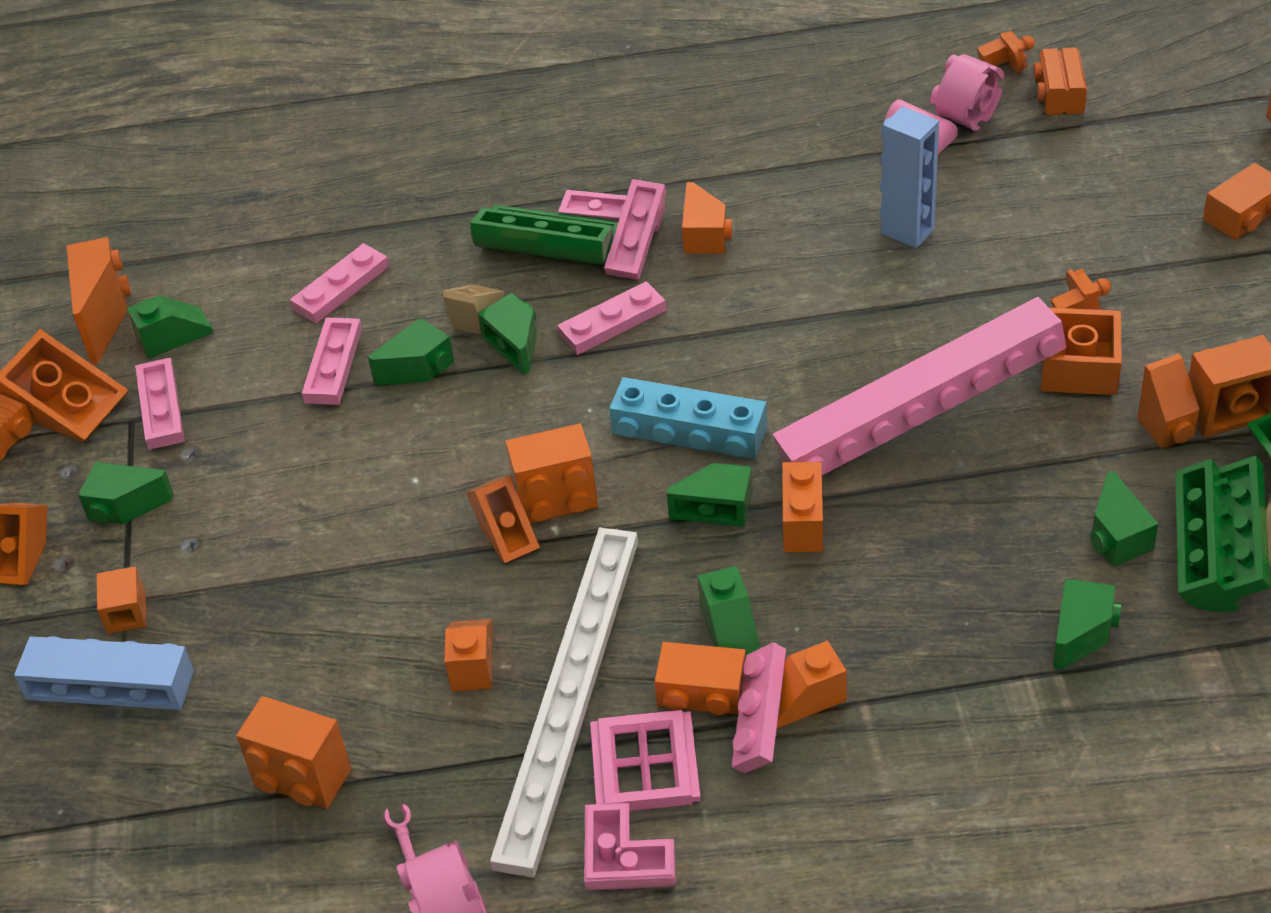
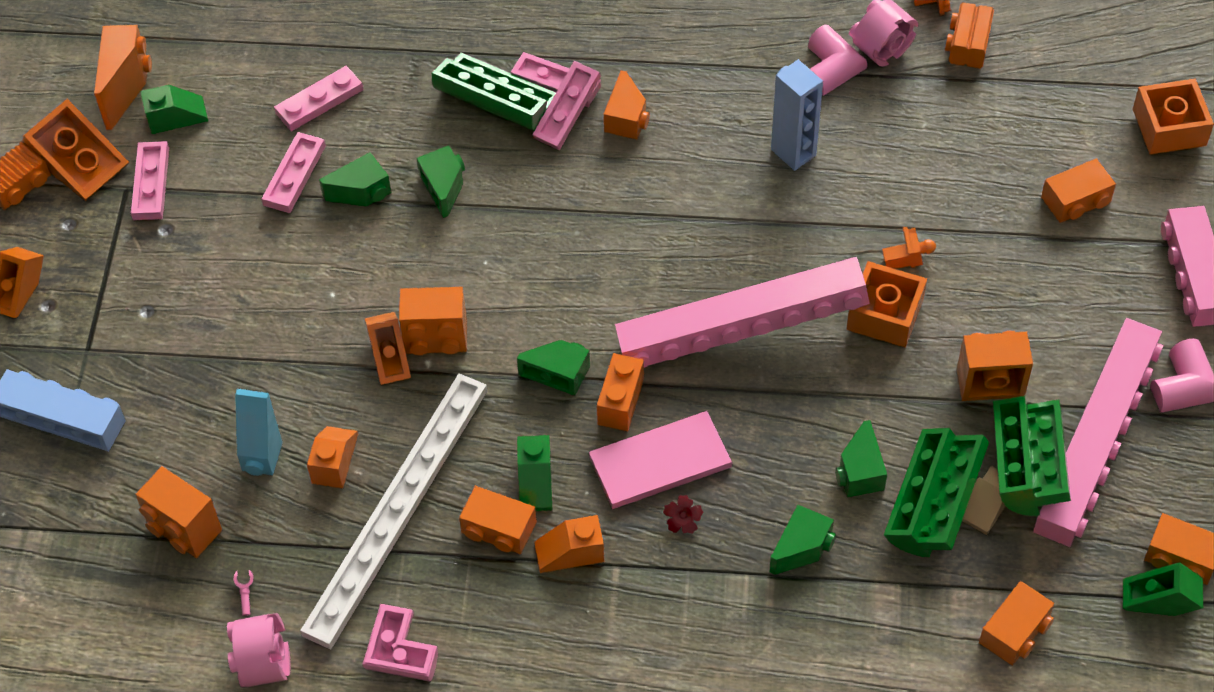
camera: 10 degrees right, 10 degrees up
(121, 600) = (82, 350): orange brick -> none
(123, 492) = (103, 256): green slope -> none
(370, 636) = (256, 432): none -> medium azure slope
(465, 303) = (416, 143): tan slope -> none
(611, 318) = (526, 182): bright pink plate -> none
(682, 757) = (466, 581): bright pink piece -> none
(691, 420) = (557, 291): medium azure brick -> none
(758, 708) = (532, 555): bright pink plate -> none
(873, 572) = (660, 459): none -> bright pink tile
(926, 624) = (683, 515): none -> dark red plant
(1168, 402) = (937, 368): orange slope -> none

